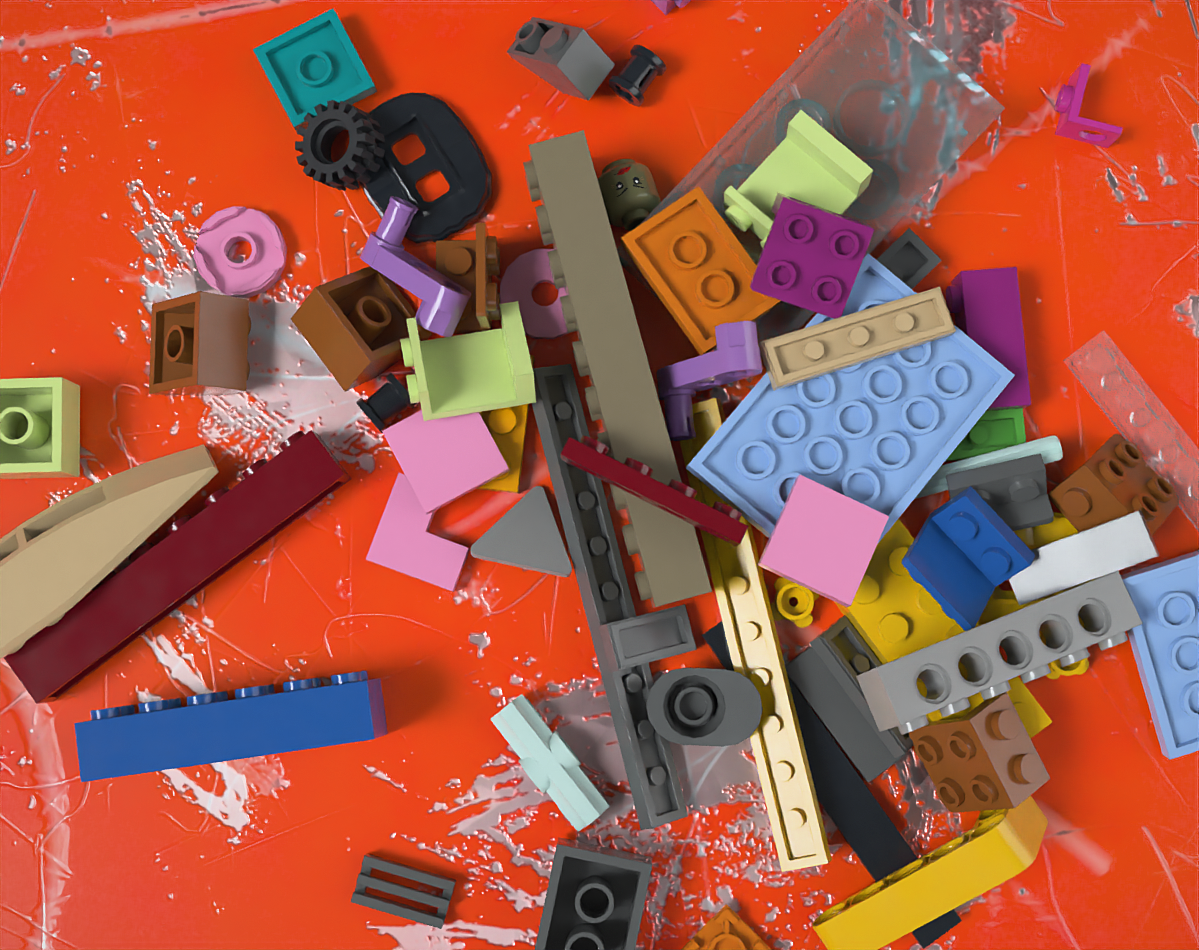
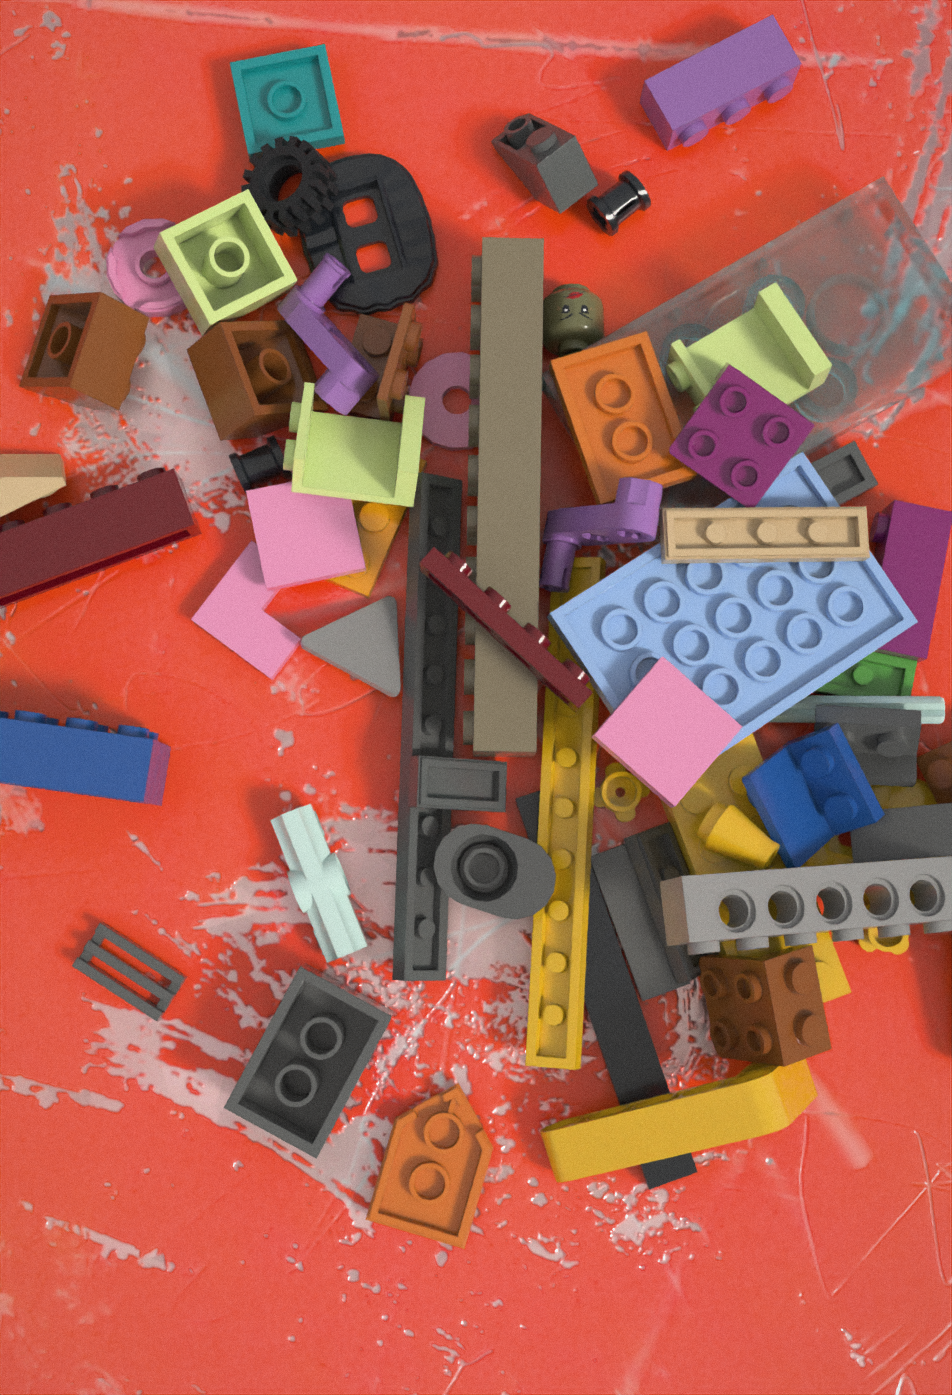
camera: 10 degrees right, 0 degrees up
(302, 231) = (224, 262): none -> yellowish green brick
(912, 615) = (736, 836): none -> yellow cone

